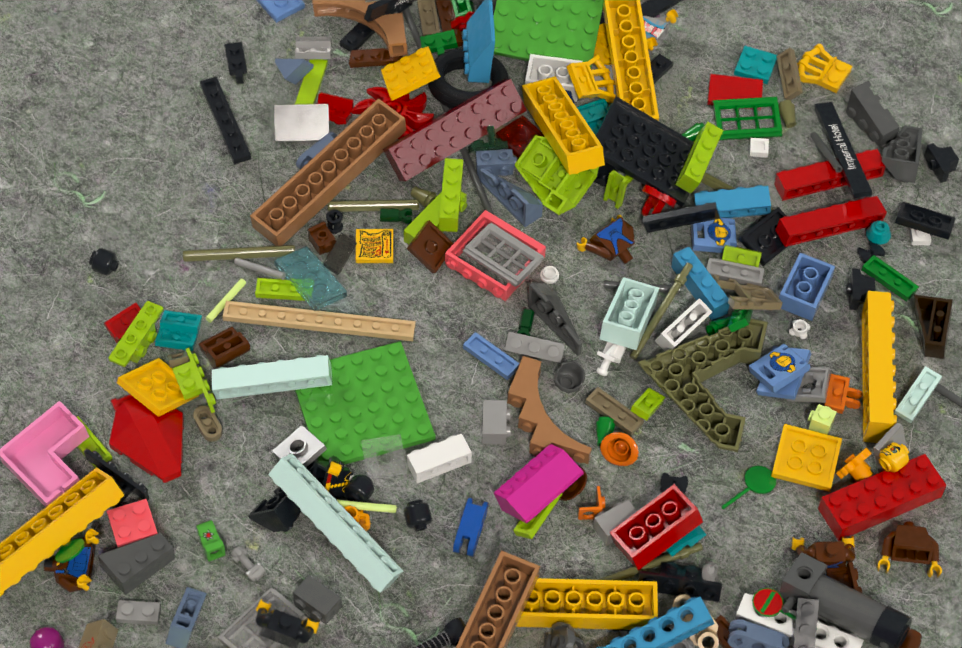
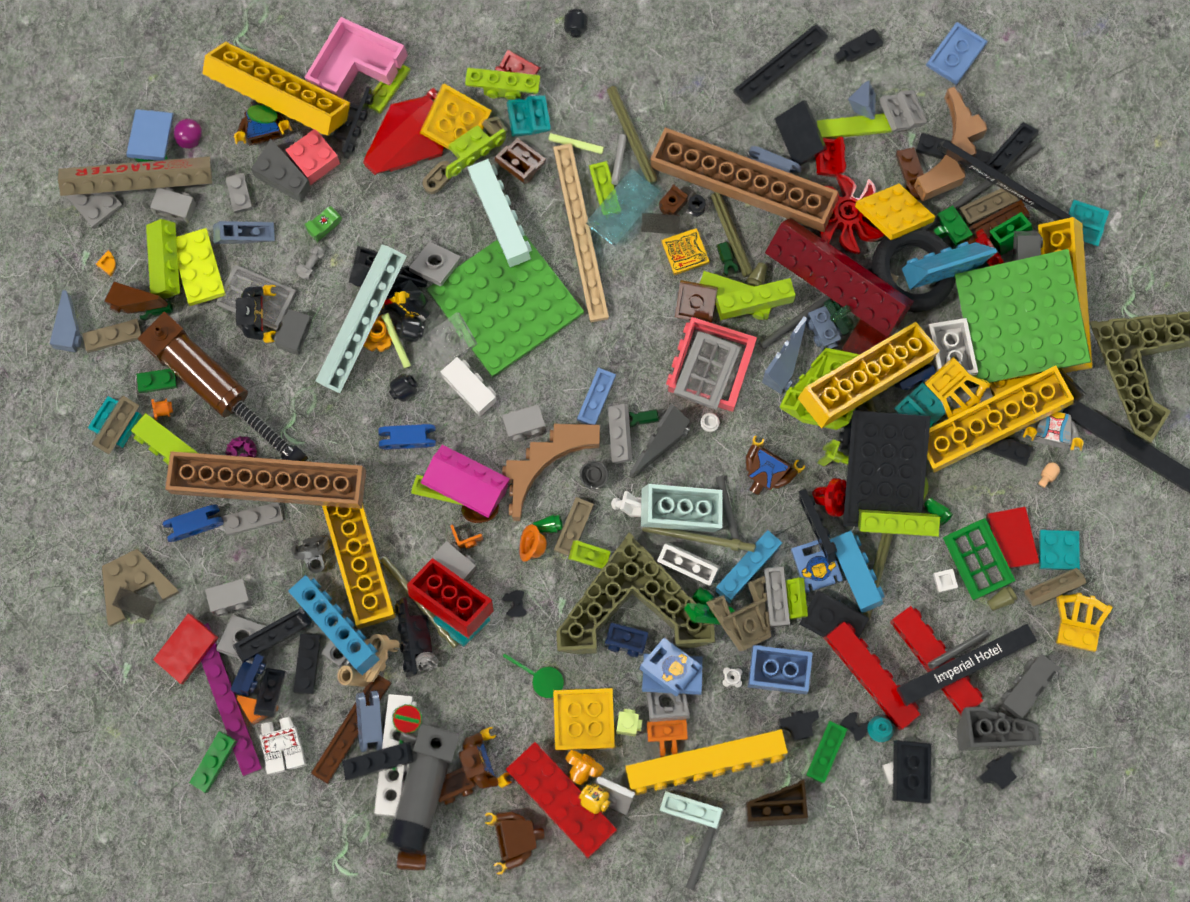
camera: 75 degrees right, 20 degrees up
(687, 49) = (1049, 474): none -> light nougat cylinder
(740, 398) = (626, 639): none -> dark blue bracket

